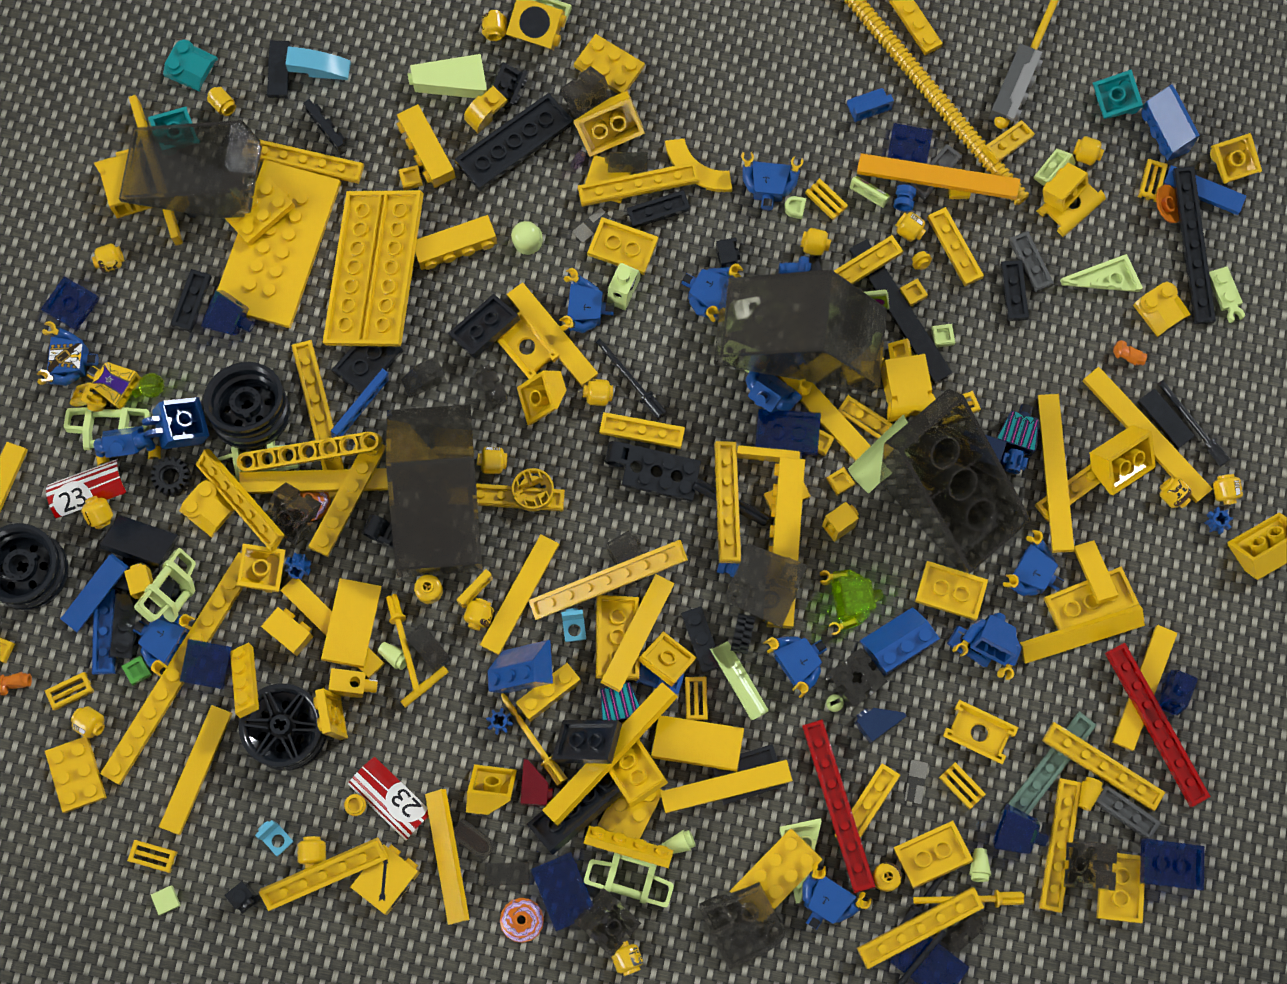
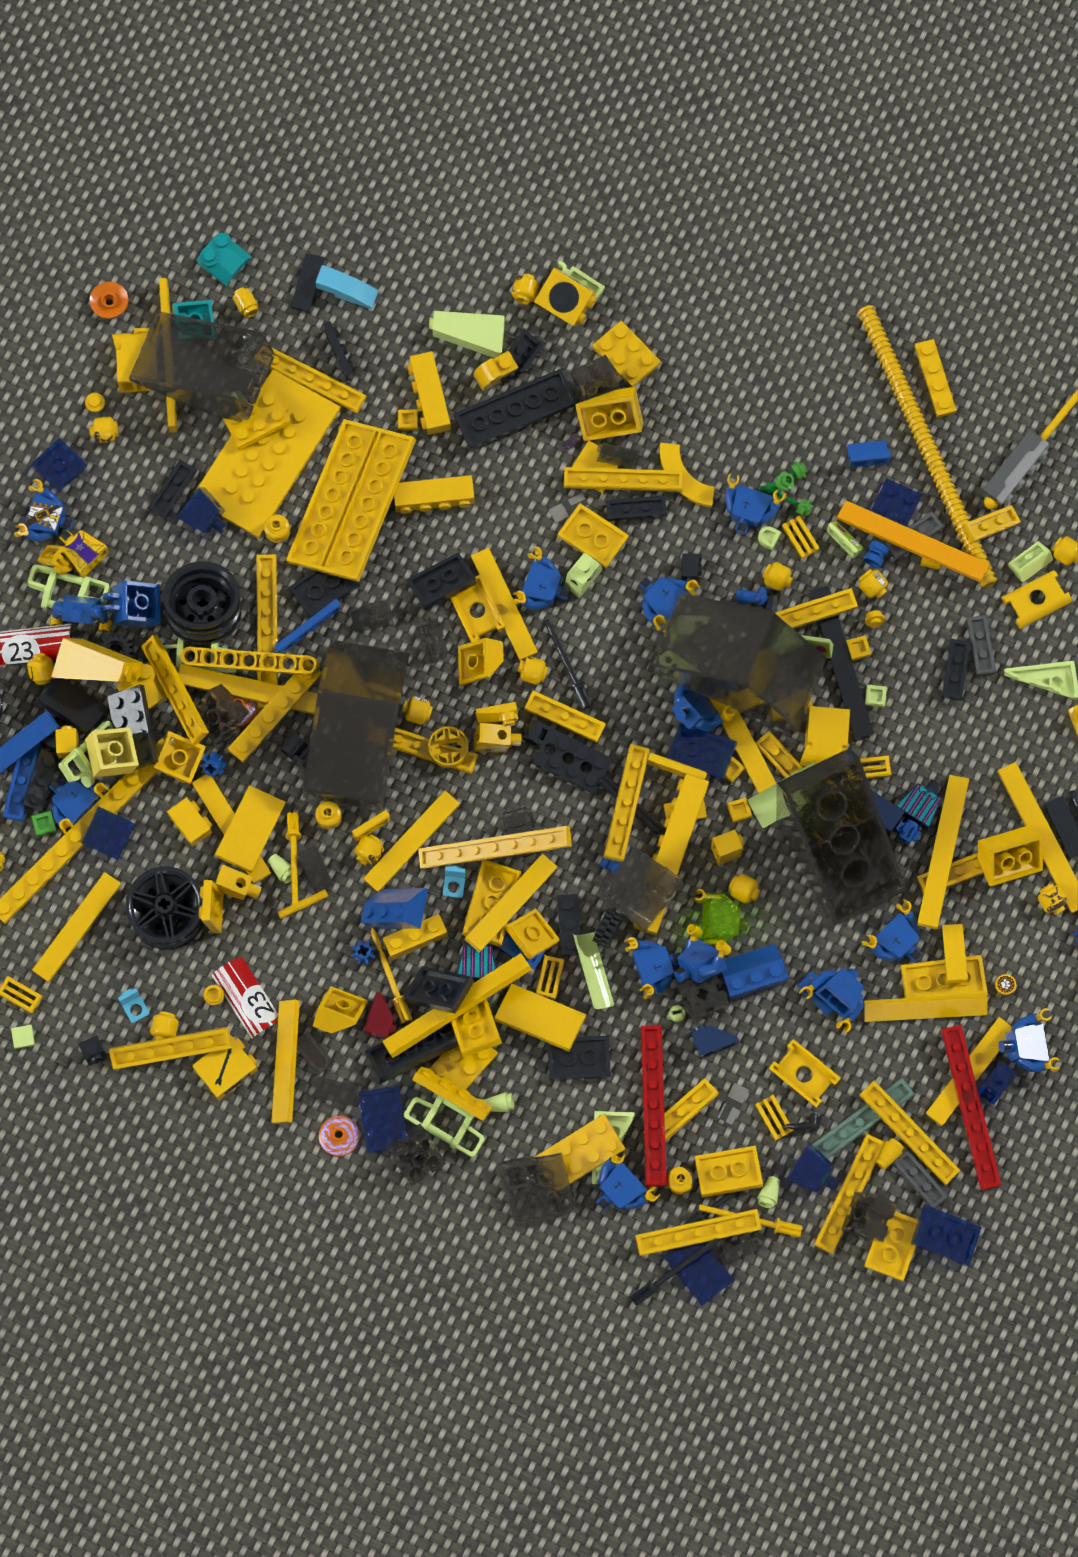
camera: 15 degrees right, 0 degrees up
(82, 123) = (106, 292): none -> orange dish
(92, 233) = (94, 402): none -> yellow plate
(144, 492) = (93, 662): none -> yellow slope
(150, 386) = (116, 562): clear neon green piece -> none
(187, 580) = (111, 752): none -> light yellow brick
(205, 550) = (131, 710): none -> plate
(244, 680) = (141, 856): yellow plate -> none
(305, 313) = (277, 528): none -> yellow head
(526, 237) = (503, 505): yellowish green helmet -> none
(577, 469) = (494, 738): none -> yellow torso
(579, 443) = (499, 714): none -> yellow slope
(627, 959) = (425, 1193): yellow head -> none
(726, 786) = (555, 1062): yellow tile -> none
(800, 147) = (786, 481): none -> bright green plant
(847, 643) = (699, 959): none -> blue torso
(868, 558) = (744, 888): none -> yellow head
(899, 349) = (829, 699): yellow plate -> none
(951, 590) = (814, 937): yellow plate -> none
(955, 246) = (911, 613): yellow plate -> none
(997, 786) = (805, 1126): none -> black bar
(1065, 187) = (1032, 581): yellow brick -> none
(1129, 353) = (1051, 759): orange arm -> none
(1153, 590) = (1005, 985): none -> tile
(1196, 646) = (1028, 1045): none -> torso

